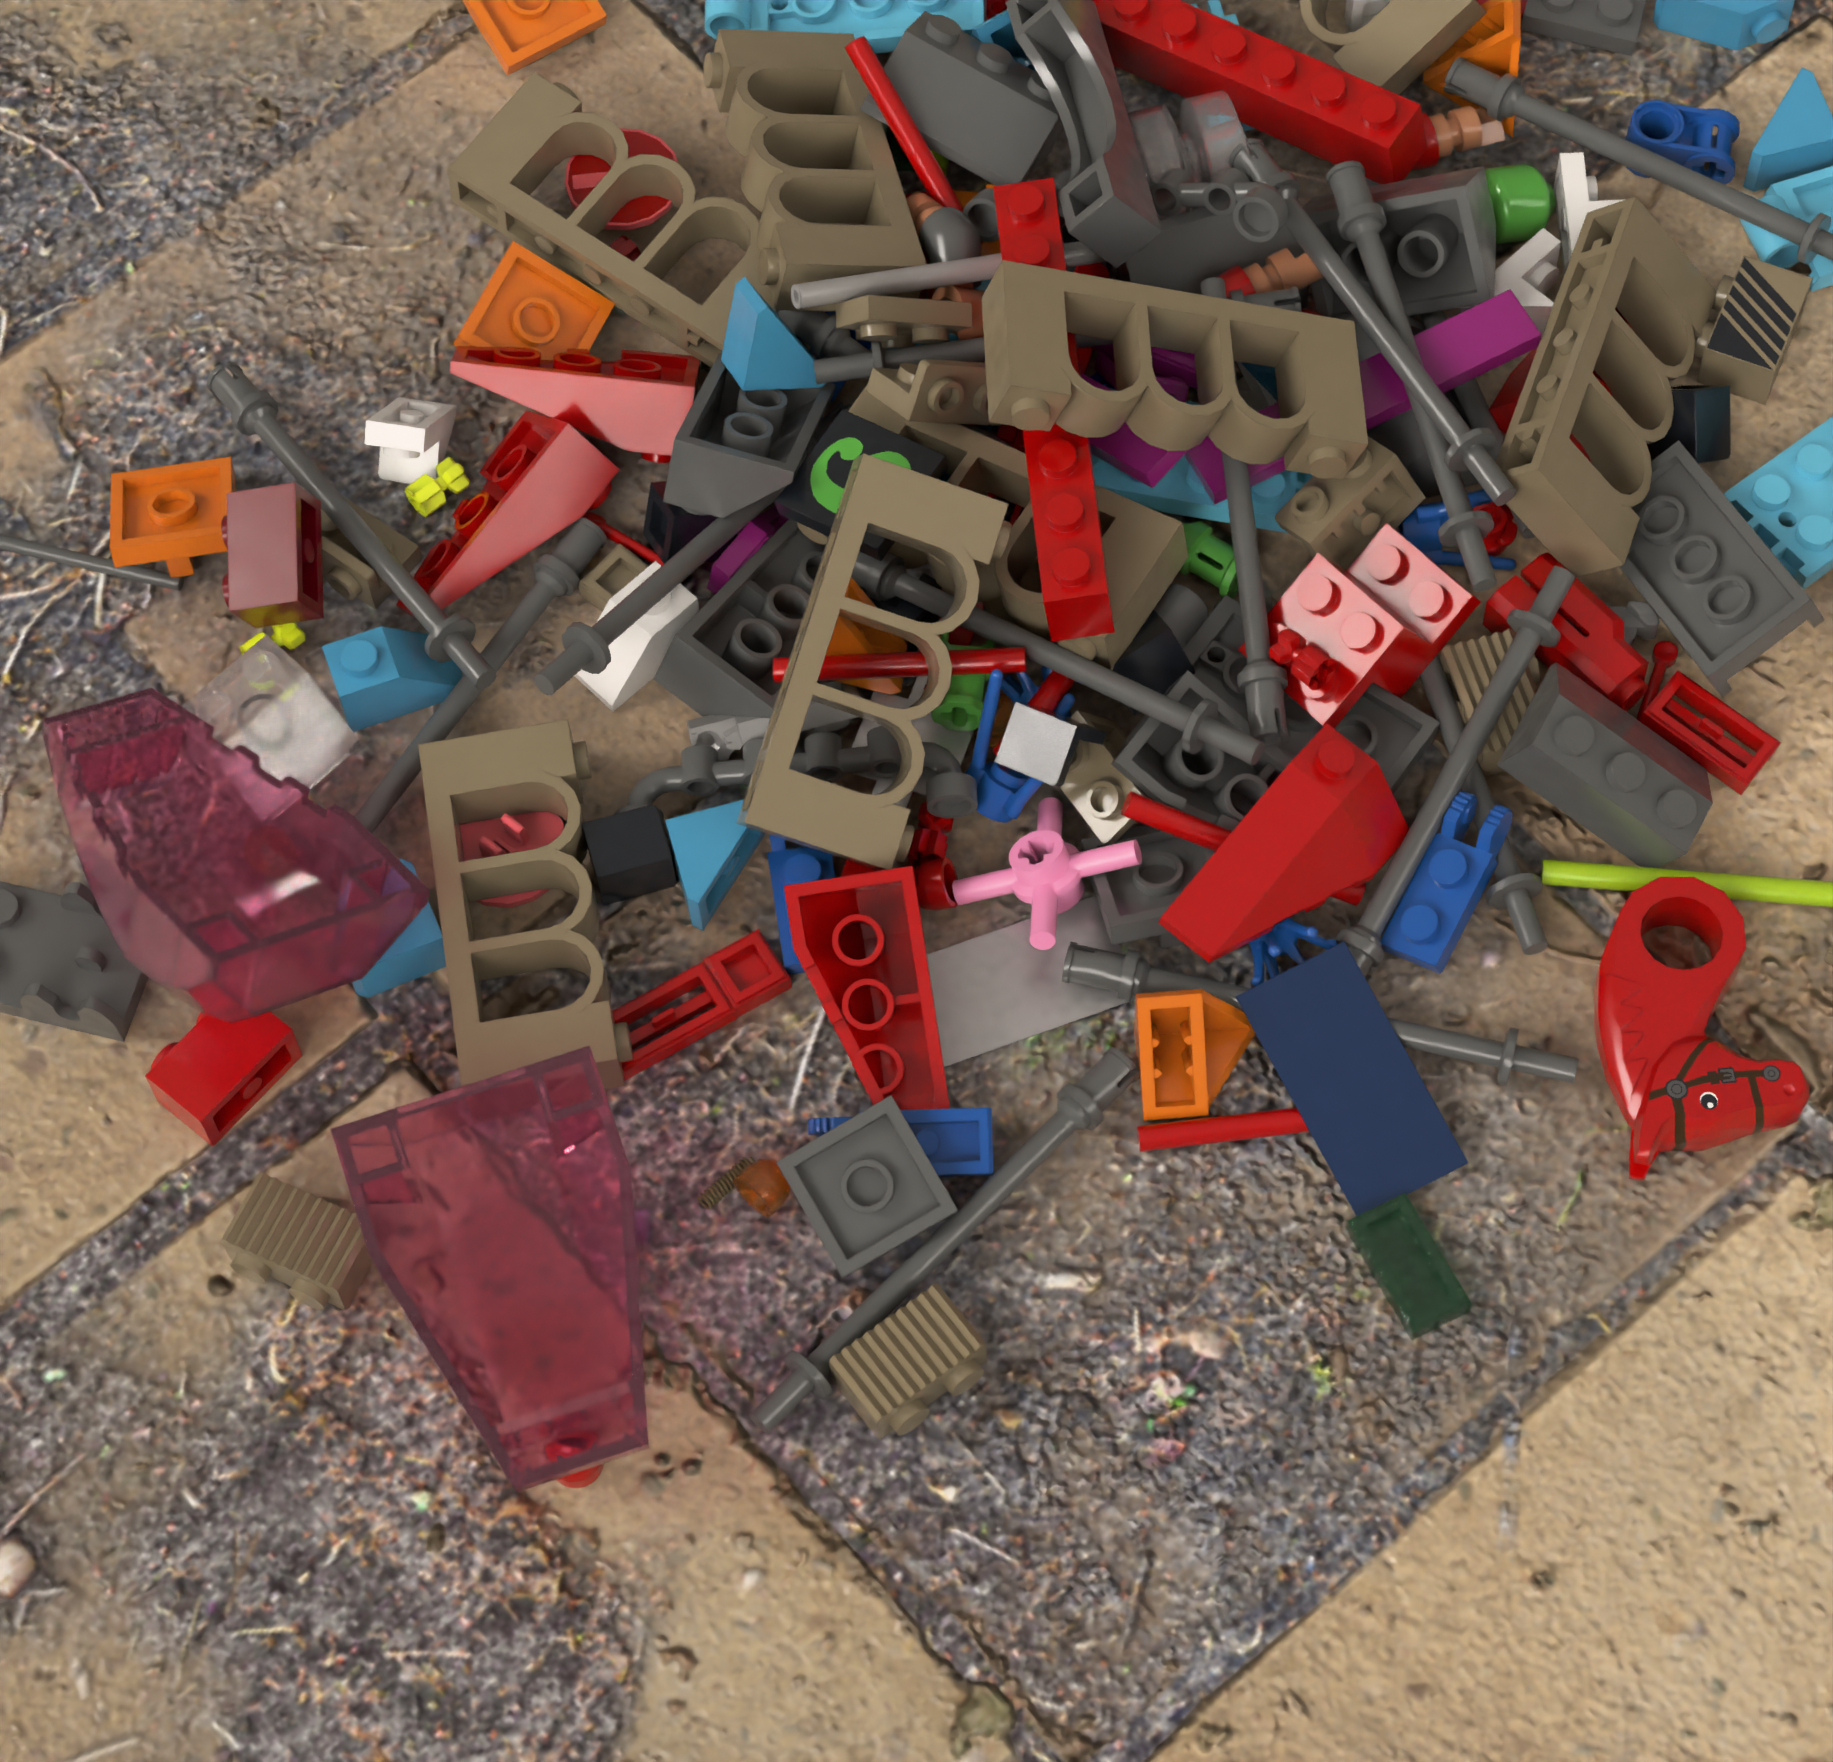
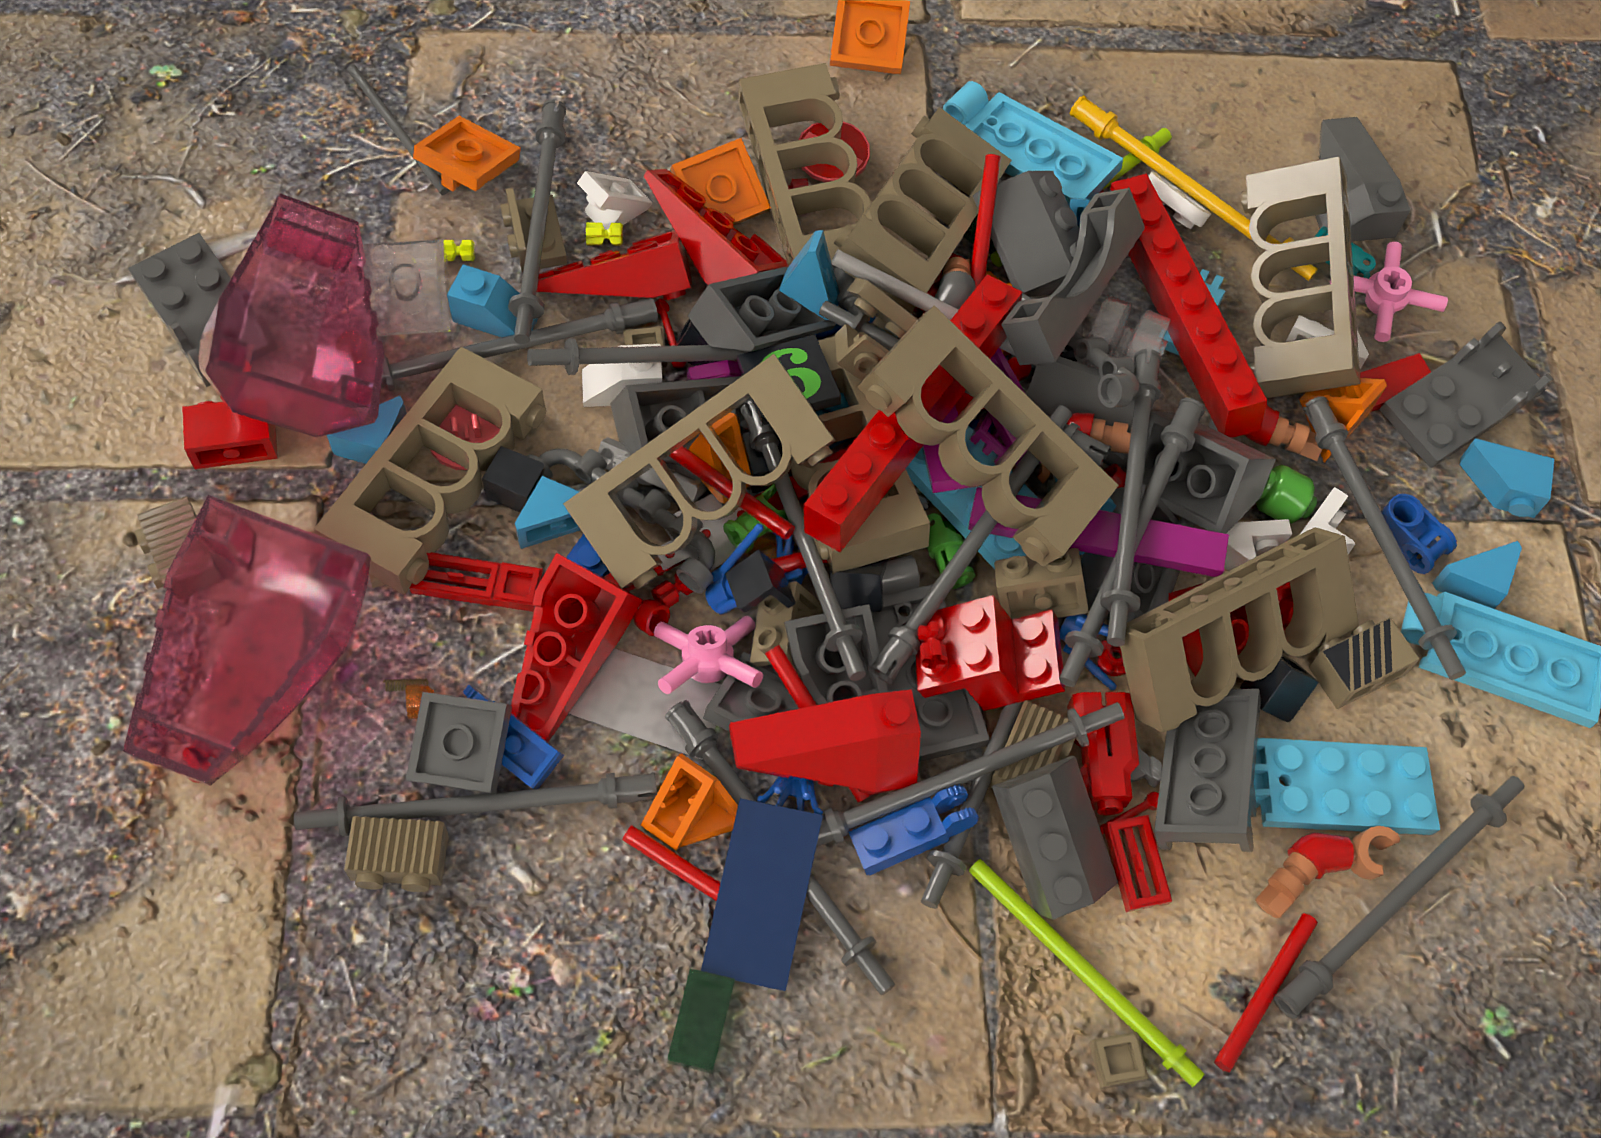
camera: 30 degrees right, 0 degrees up
(273, 555) = (482, 204): brick -> none
(1651, 1039) = (952, 998): red animal -> none

